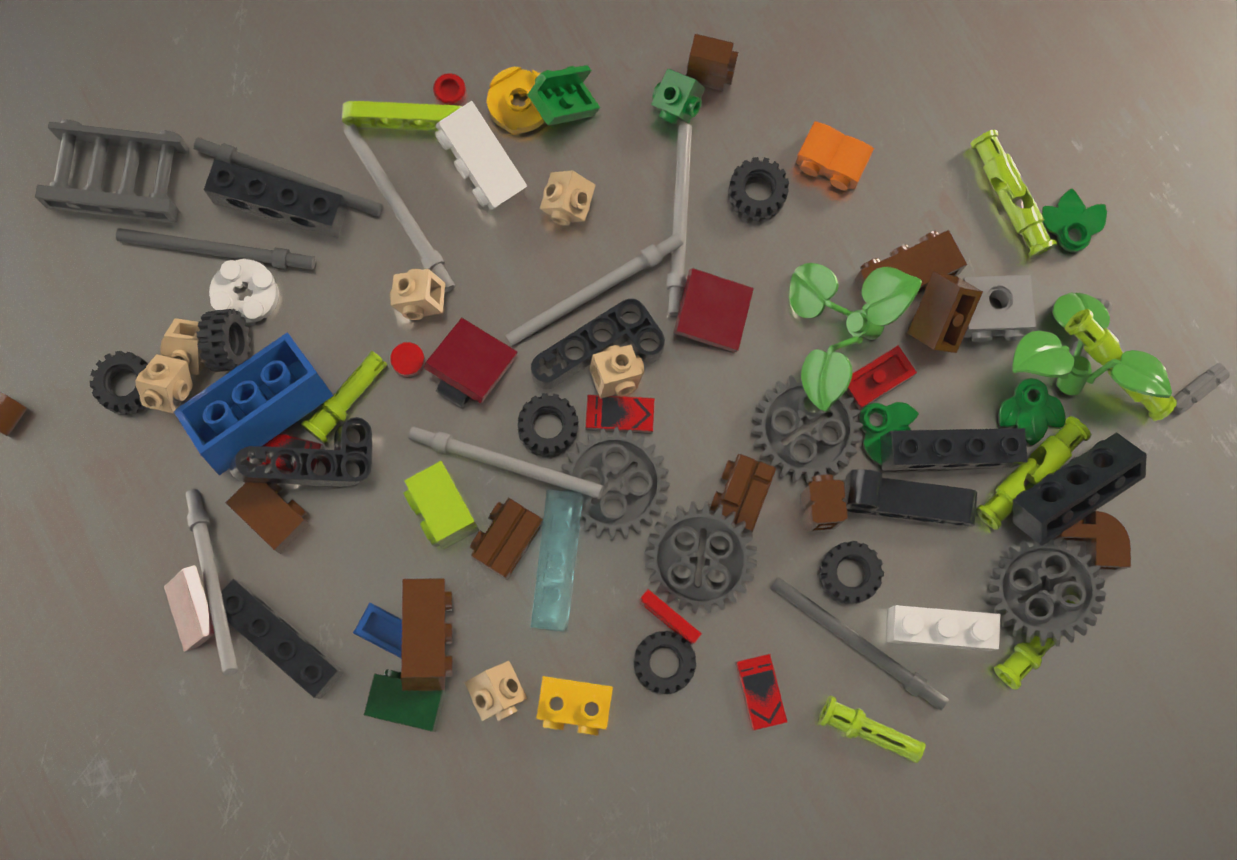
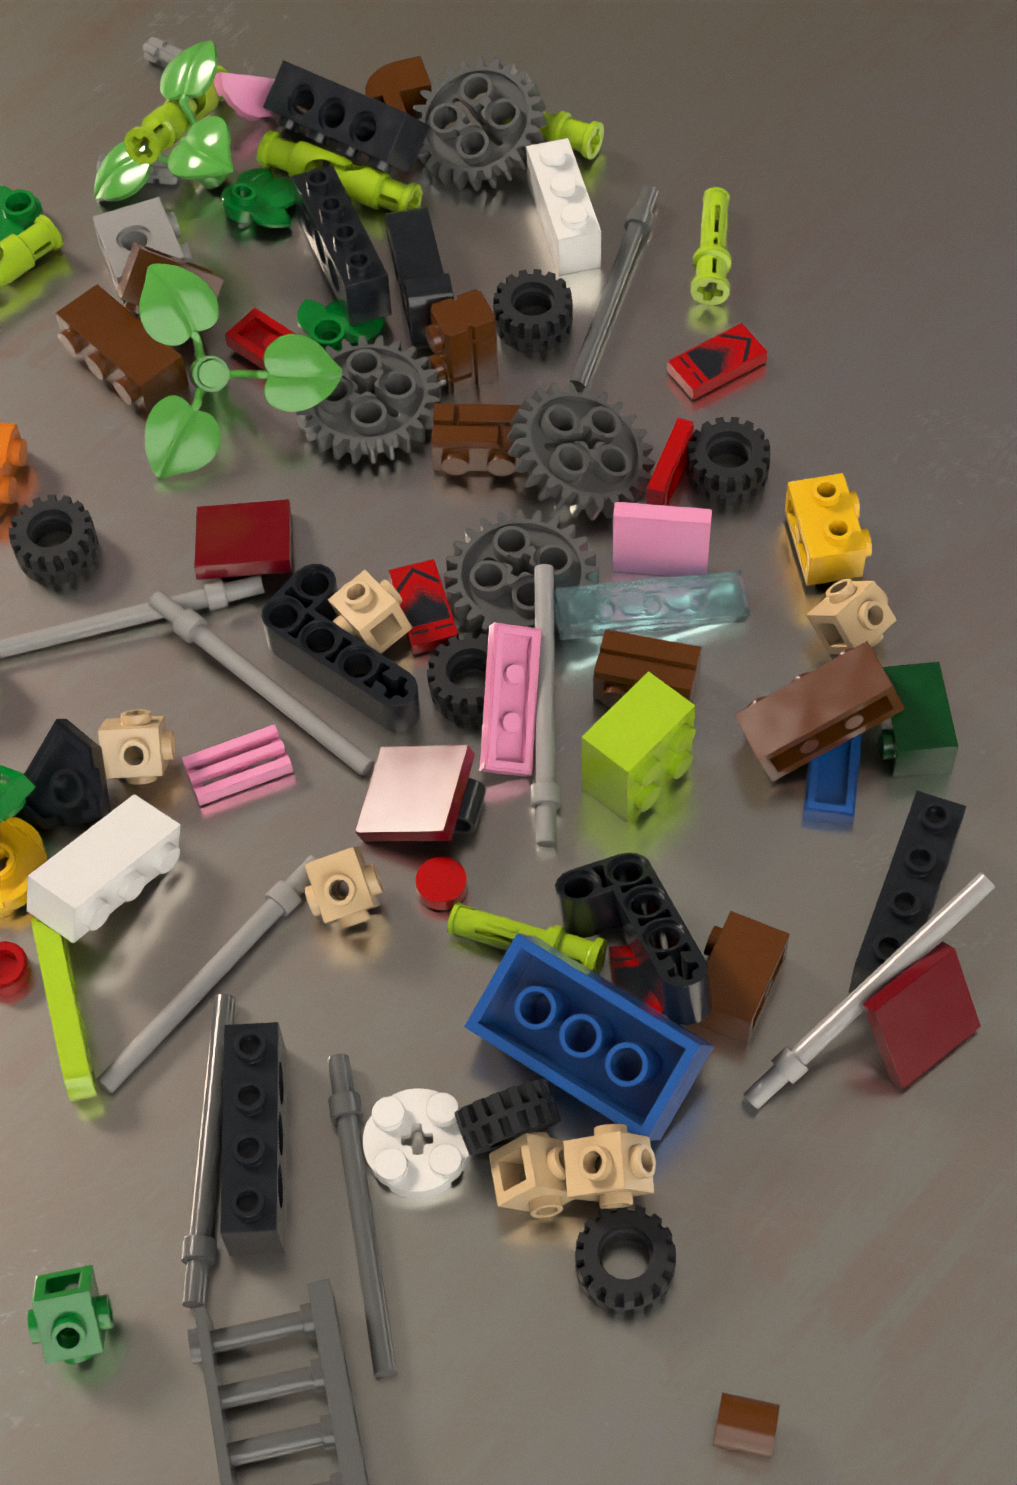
camera: 100 degrees left, 20 degrees down
(208, 73) = (69, 1315): none -> green brick
(512, 439) = (510, 700): none -> bright pink tile
(539, 234) = (233, 758): none -> bright pink tile
(556, 150) = (67, 779): none -> black plate
(599, 581) = (660, 539): none -> bright pink tile
(1136, 426) = (245, 94): none -> bright pink tile

